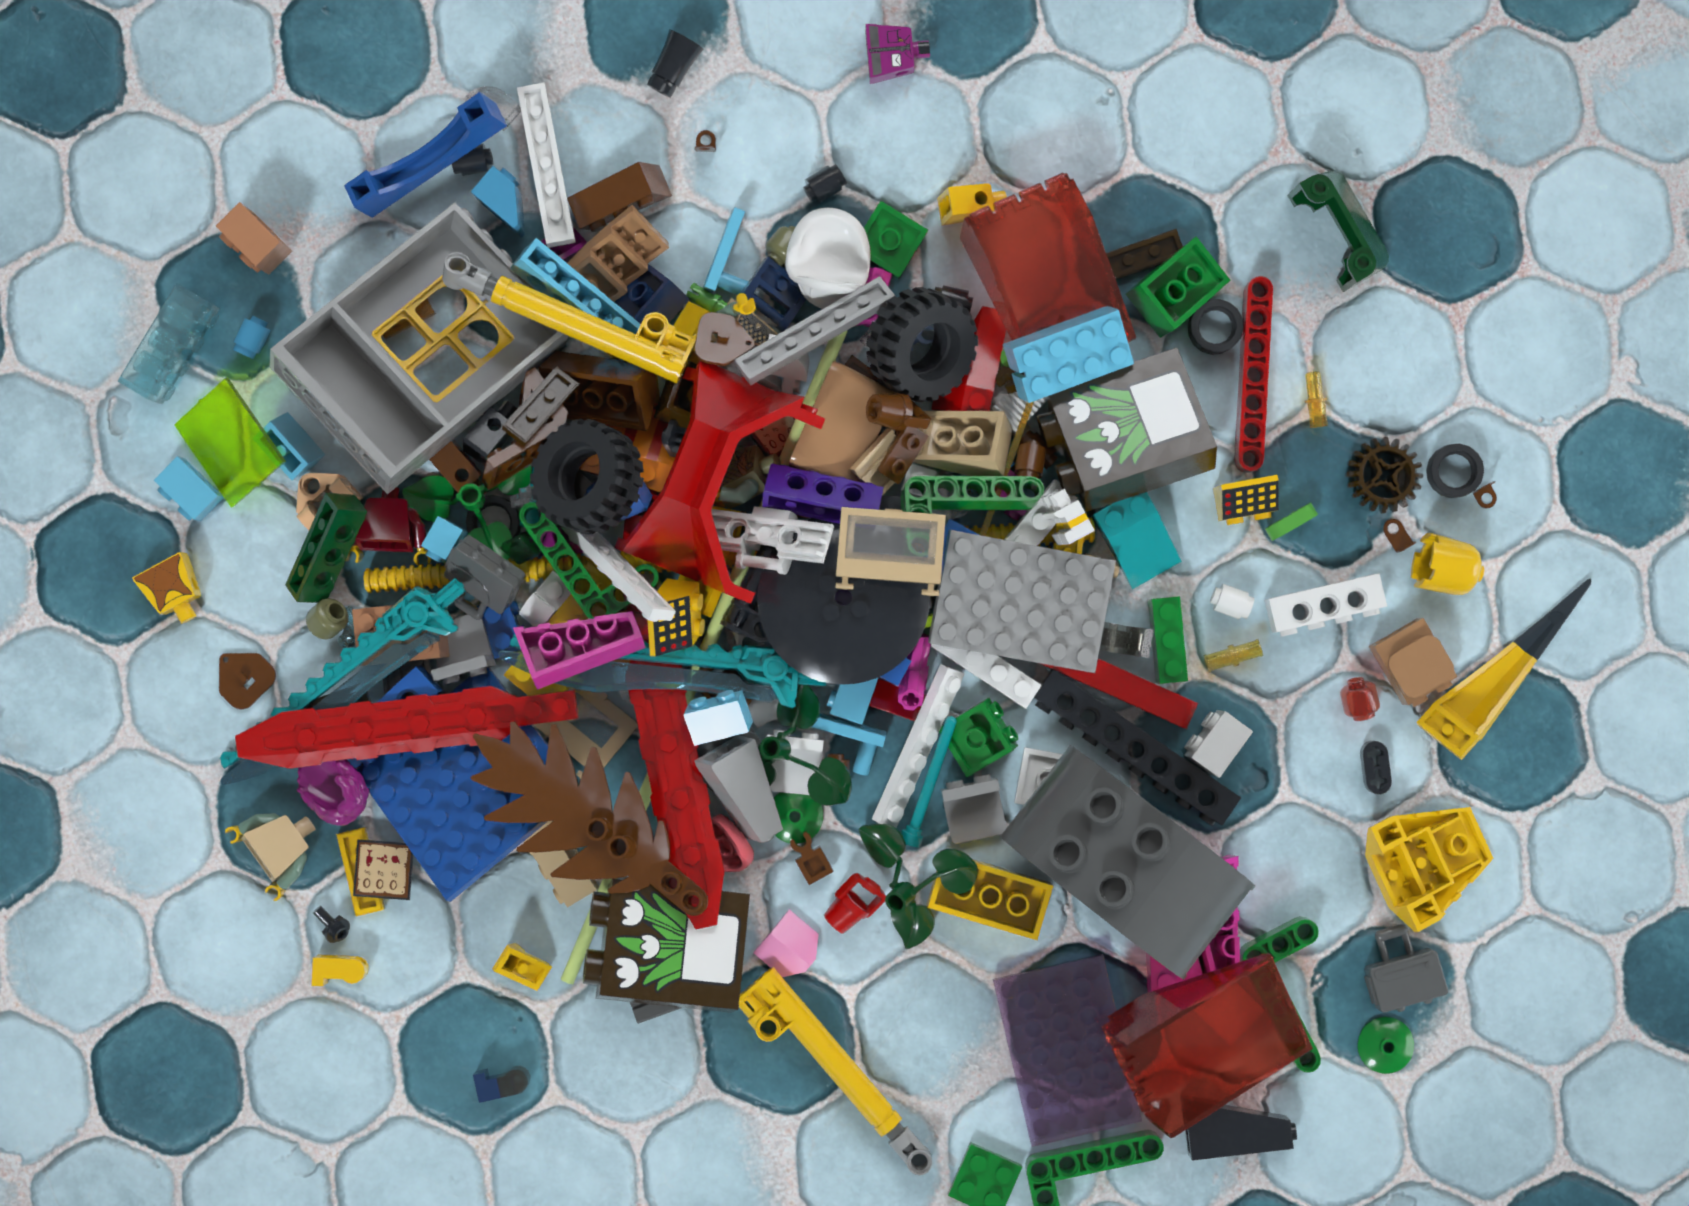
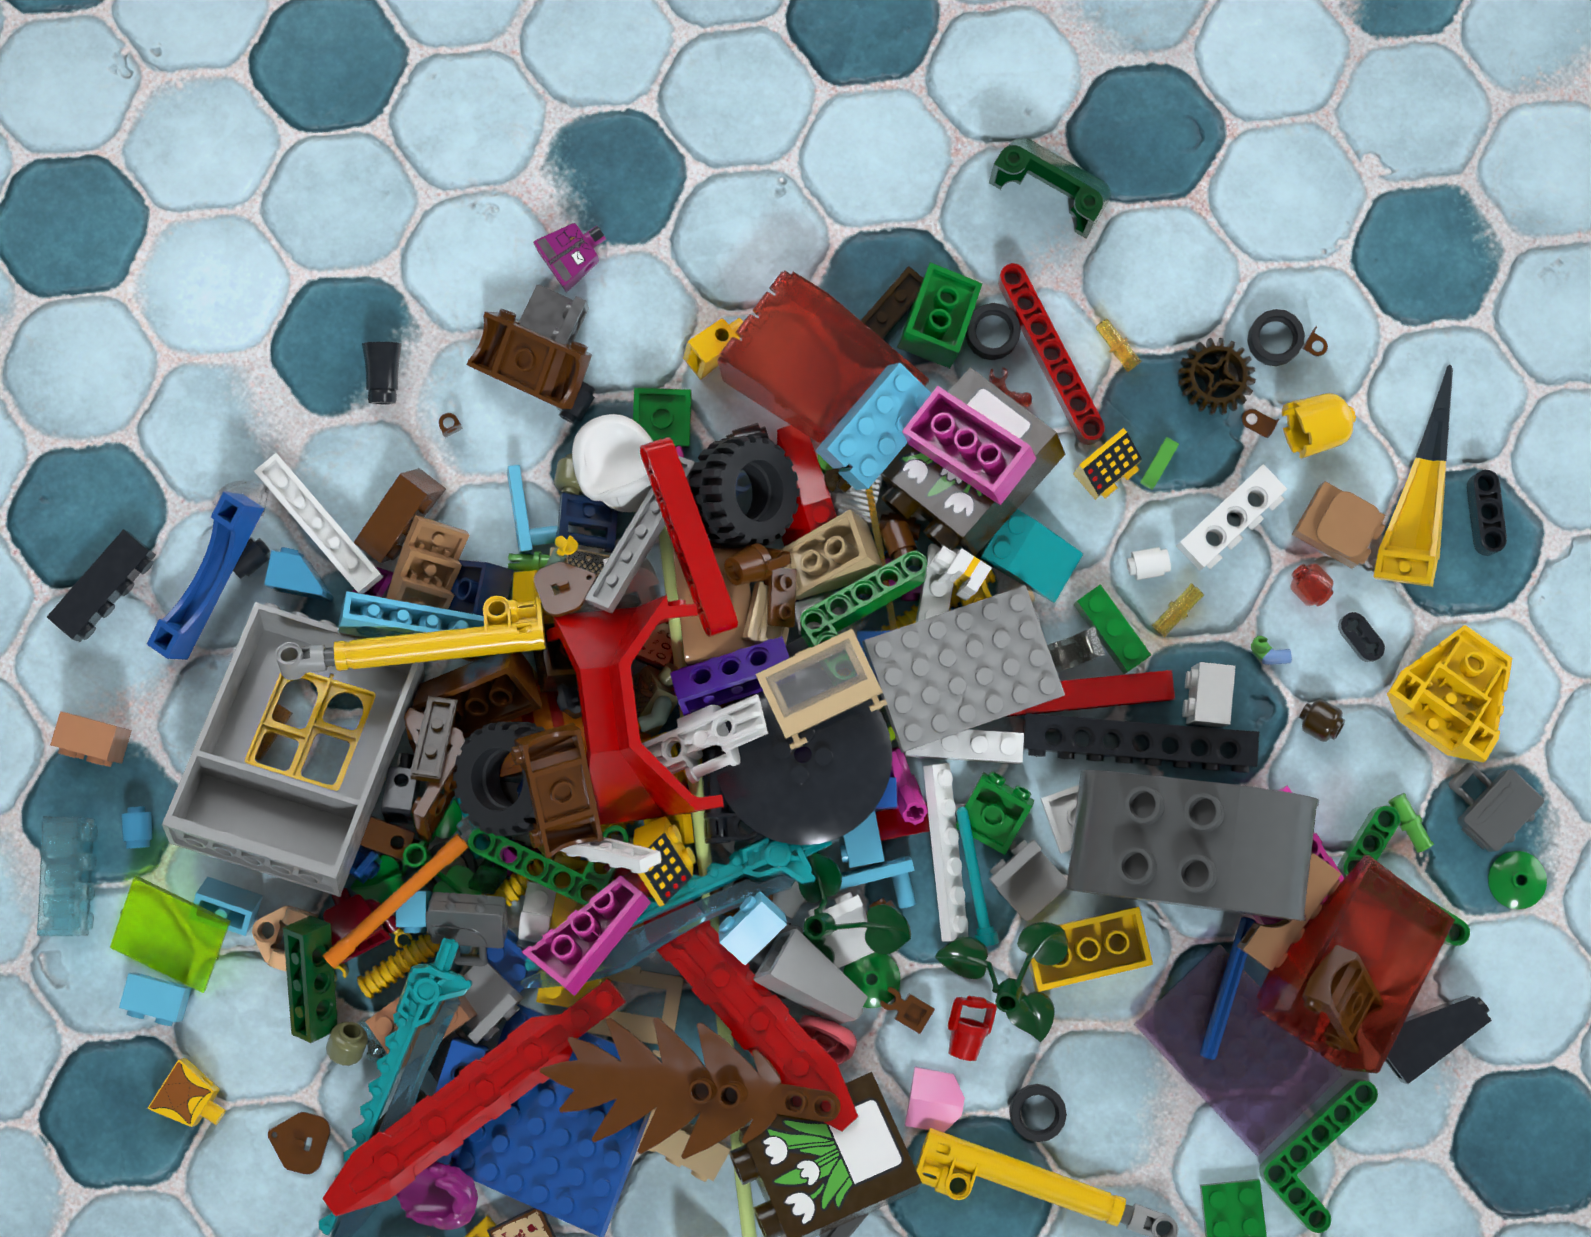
camera: 30 degrees left, 5 degrees down
(334, 113) = (102, 586): none -> black brick
(425, 478) = (365, 864): none -> blue bracket
(491, 511) = (347, 944): none -> orange piece
(620, 509) = (558, 788): none -> reddish brown piece
(805, 126) = (530, 360): none -> reddish brown piece
(842, 101) = (554, 315): none -> flat silver bracket
(852, 356) = (688, 536): none -> red beam
(854, 1021) = (1059, 1119): none -> black tyre
(1088, 995) = (1226, 993): none -> blue axle
(1136, 415) = (969, 445): none -> dark pink brick
(1146, 978) = (1270, 941): none -> medium nougat arch
(1181, 1058) = (1345, 993): none -> reddish brown piece
(1204, 398) = (1023, 399): none -> clear red piece
(1287, 736) = (1267, 654): none -> arm
(1300, 818) = (1322, 720): none -> dark brown head
(1324, 946) = (1411, 823): none -> bright green pin
(1557, 716) = (1493, 500): none -> black beam

